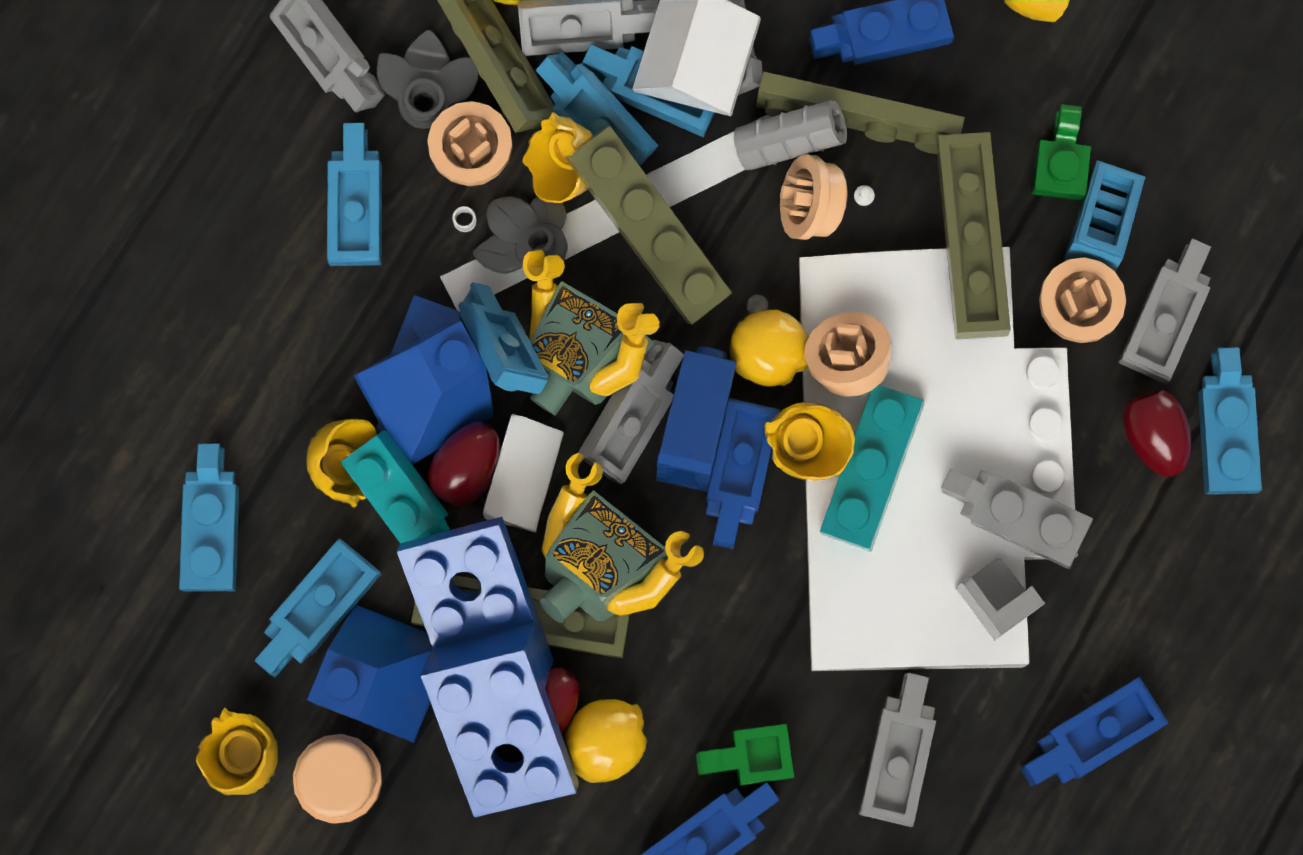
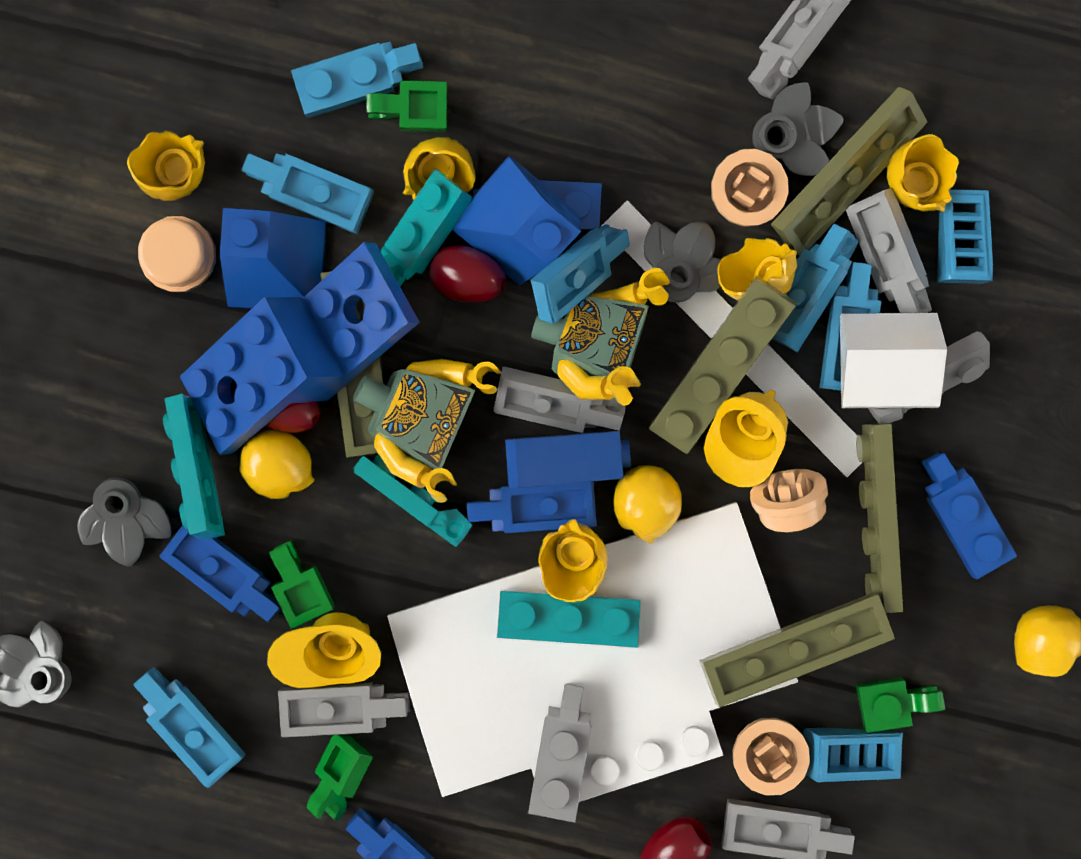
camera: 70 degrees right, 10 degrees up
(264, 463) = (419, 106): none -> green plate
(354, 202) = (669, 104): dark azure hinge -> none
(459, 210) = (687, 196): white piece -> none
(523, 473) = (476, 325): white slope -> none
(581, 830) = (193, 468): none -> teal plate
(692, 600) = (416, 501): none -> teal hinge
(735, 224) = (746, 438): none -> yellow piece
(757, 303) = (685, 478): clear piece -> none
(790, 135) = (840, 464): light grey axle -> none
(833, 743) = (325, 654): none -> yellow piece
(849, 353) = (659, 572): light nougat piece -> none
(864, 195) = (810, 541): white piece -> none
(971, 772) = (341, 774): none -> green plate
(998, 598) = (485, 760): light grey panel -> none

